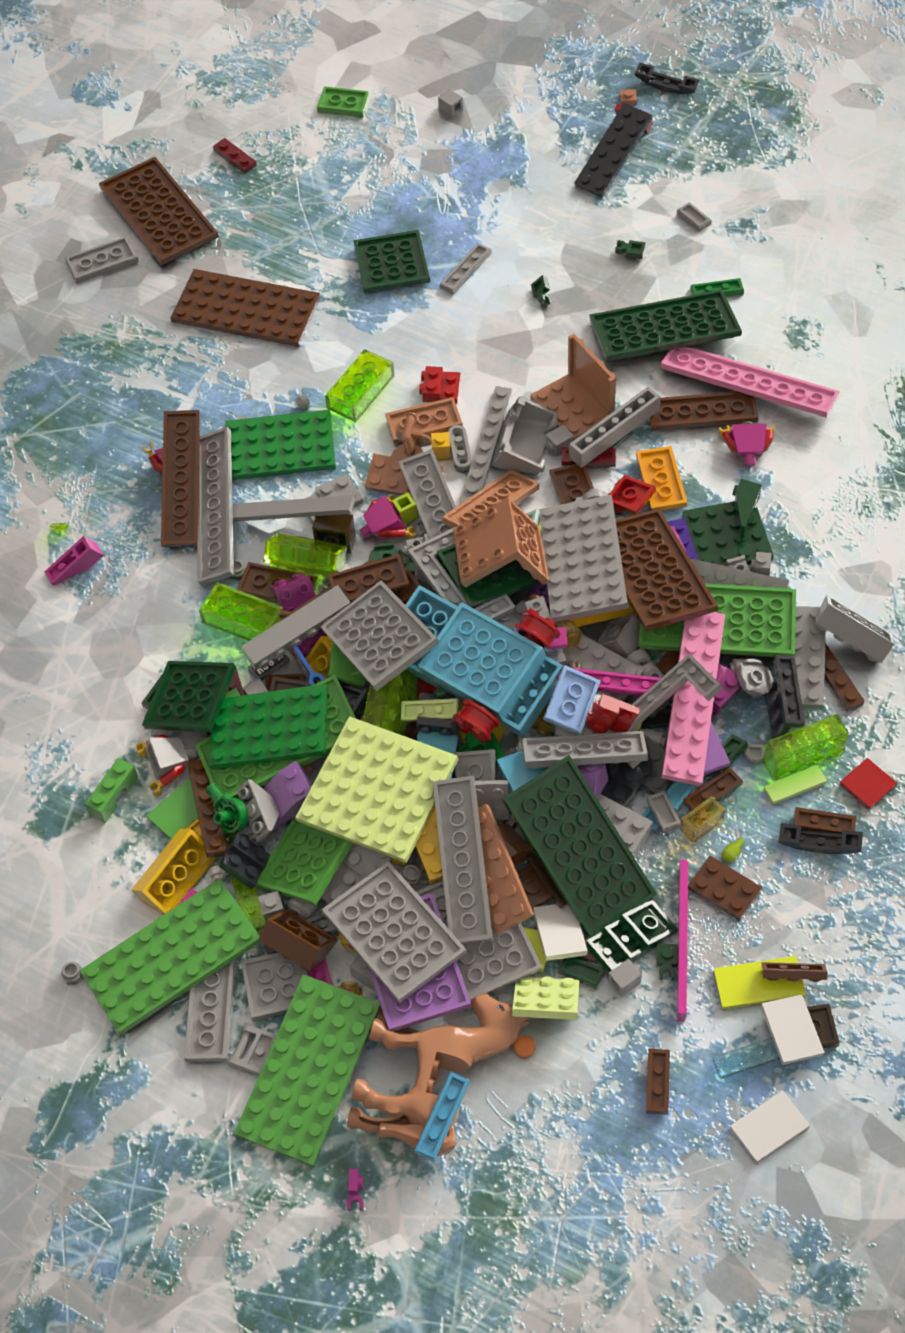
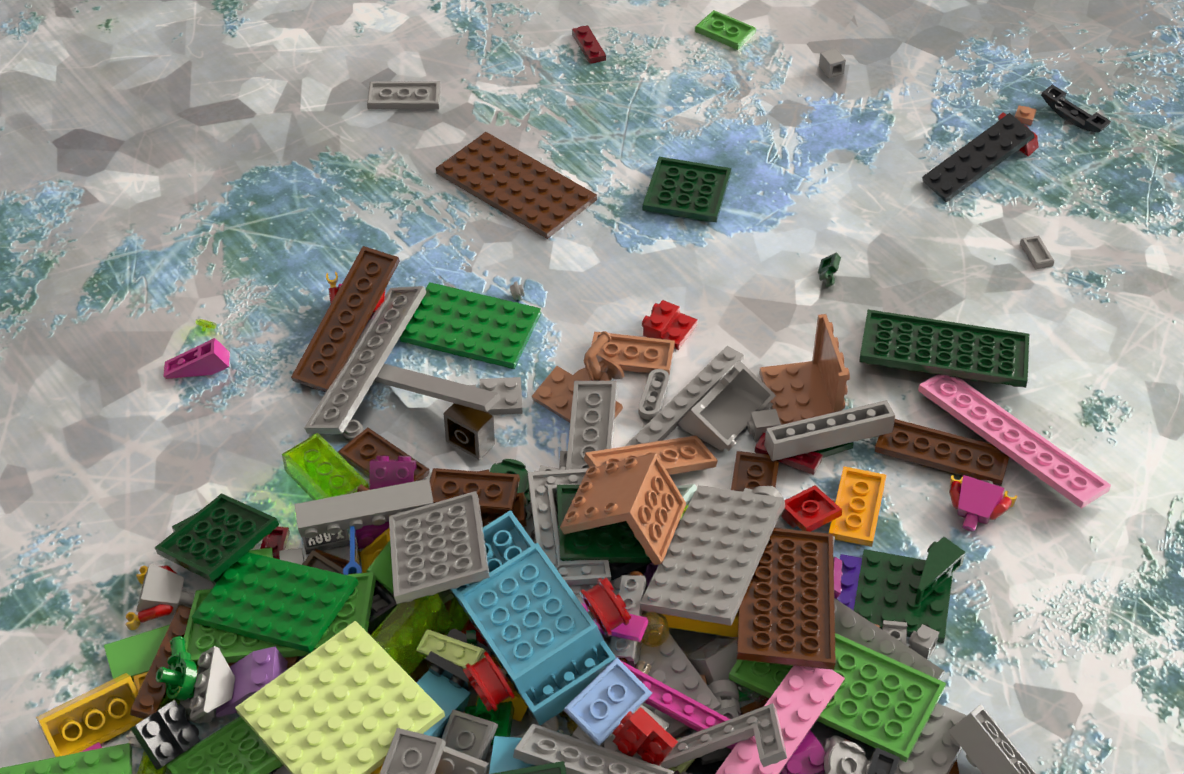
camera: 20 degrees right, 10 degrees down
(102, 801) = (69, 609): bright green arch -> none
(158, 210) = (484, 69): reddish brown plate -> none
(304, 554) = (424, 439): clear neon green brick -> none
(359, 385) = (583, 295): clear neon green brick -> none
(384, 521) = (530, 437): dark pink torso -> none
(406, 508) = (558, 433): lime brick -> none
(441, 445) = (633, 384): yellow brick -> none
(465, 268) = (761, 222): light grey tile -> none
(633, 249) = (950, 261): dark green plate -> none
(730, 287) = (1038, 335): green tile -> none

